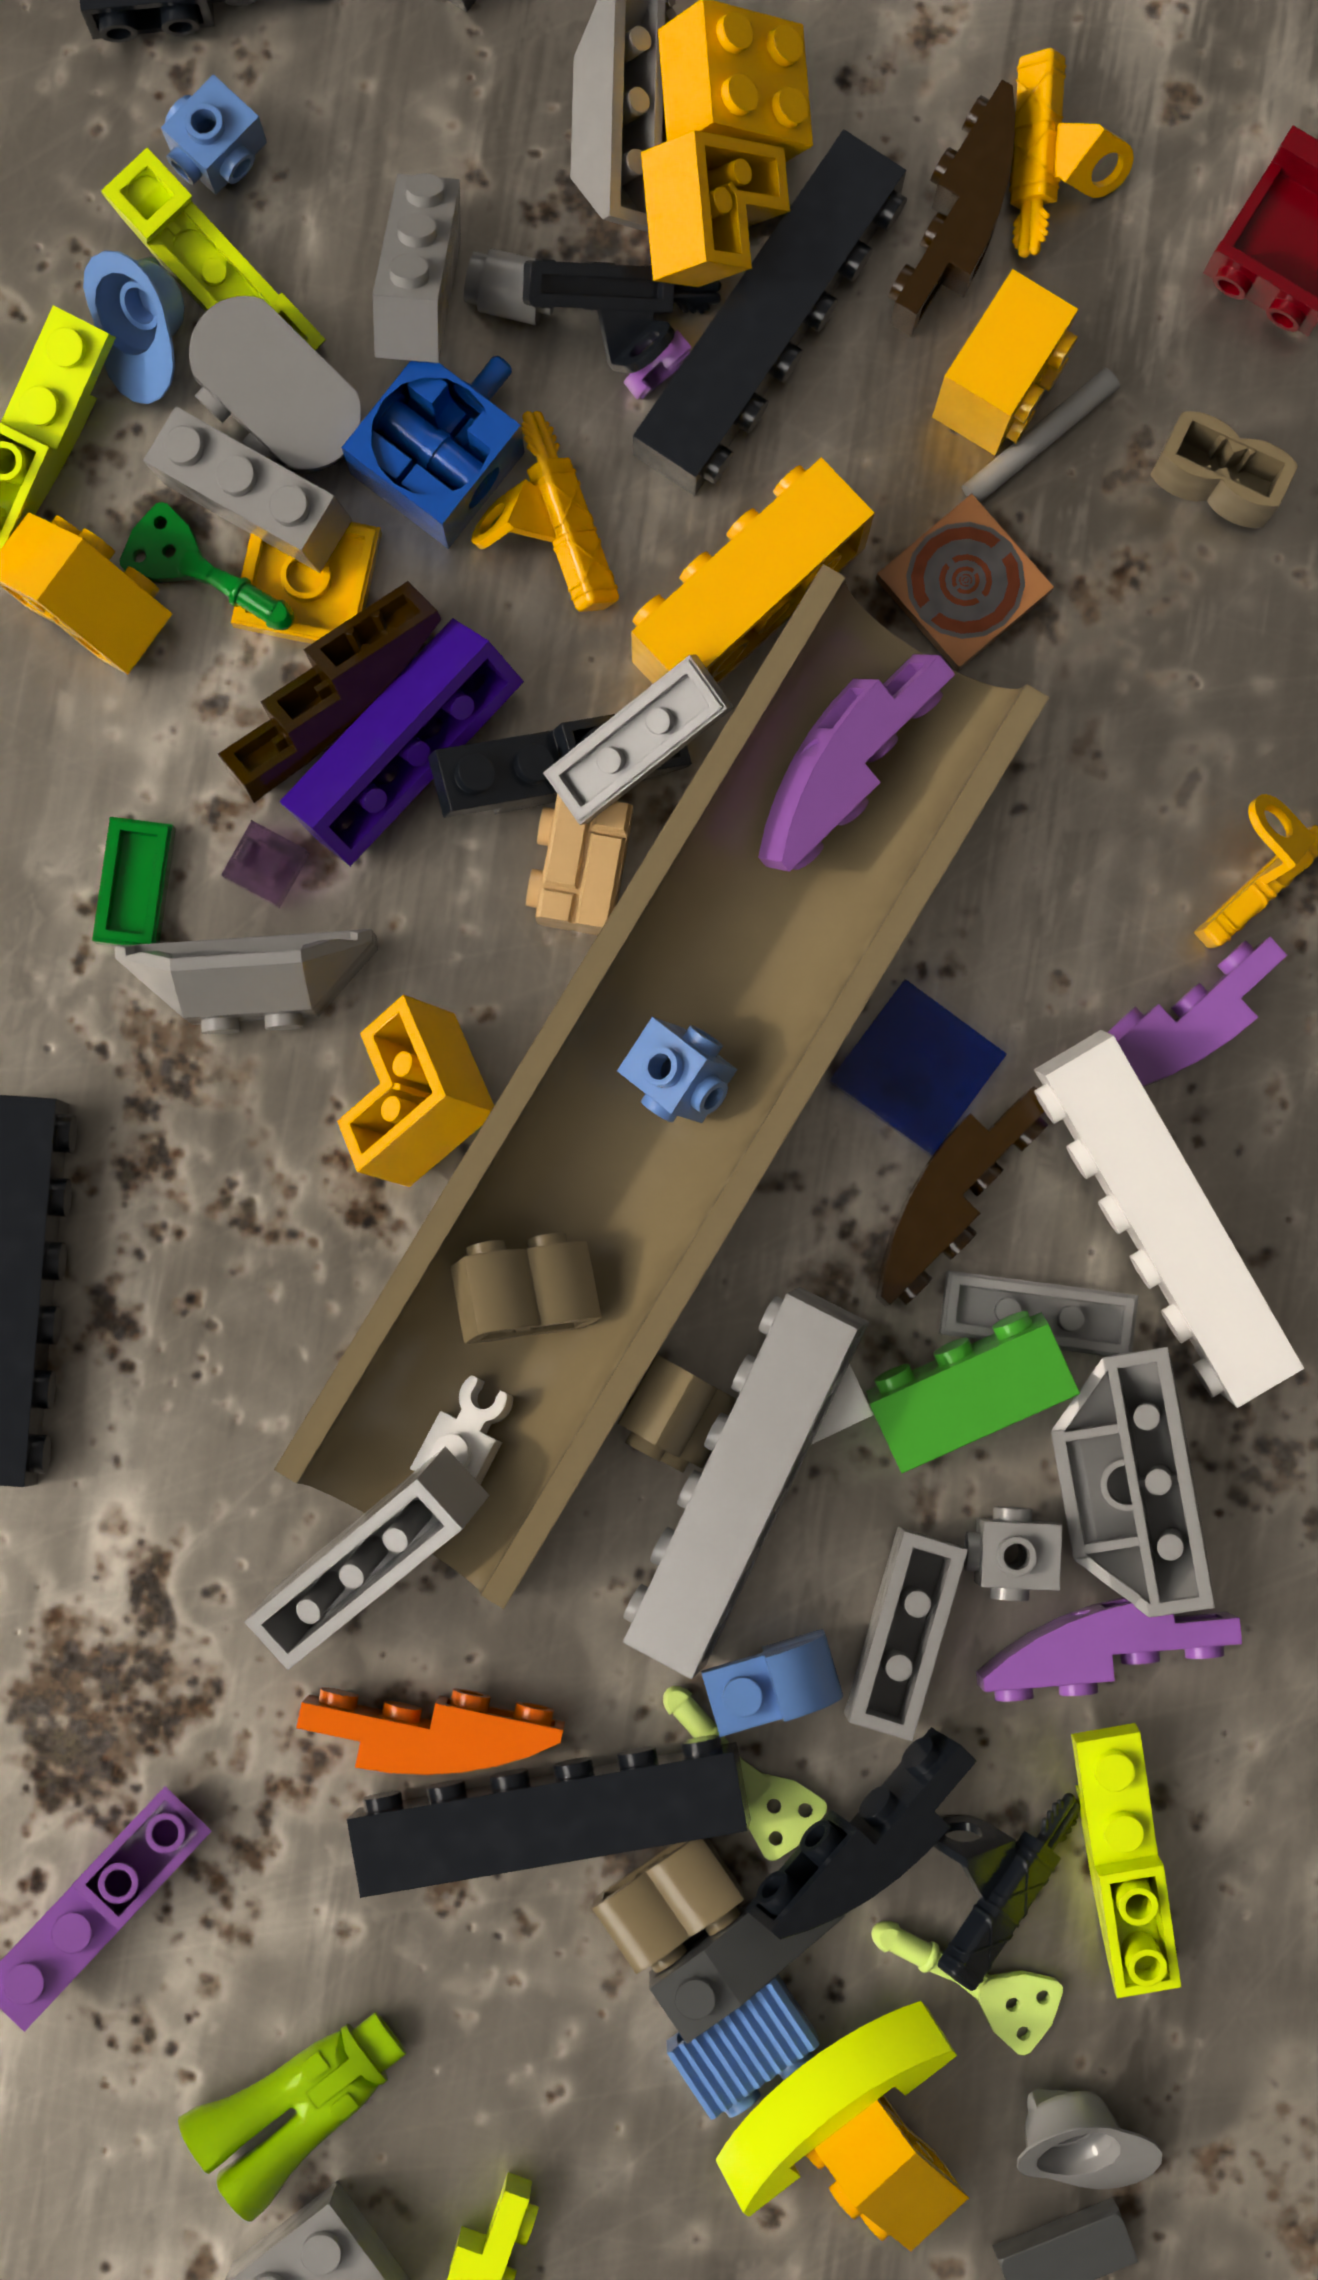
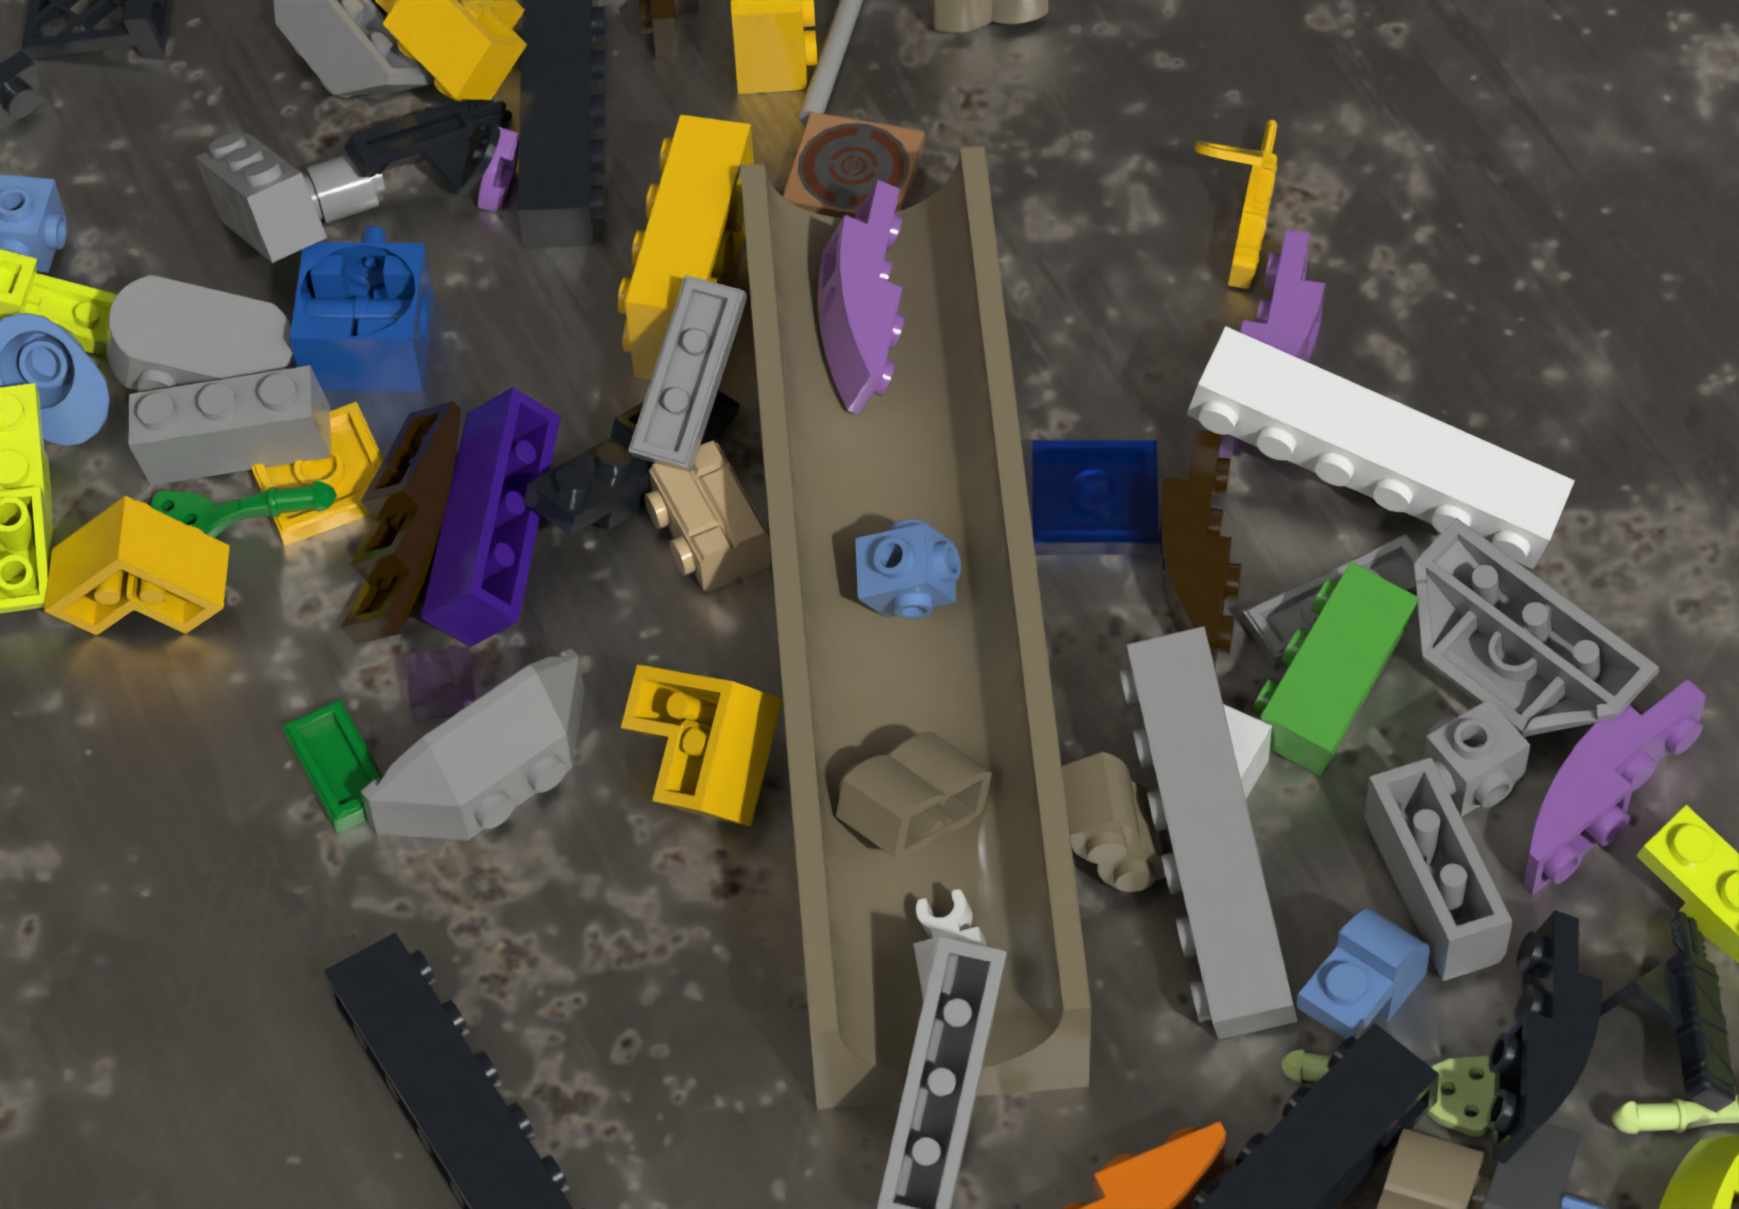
camera: 30 degrees left, 30 degrees down
(556, 512) = (487, 302): yellow piece -> none

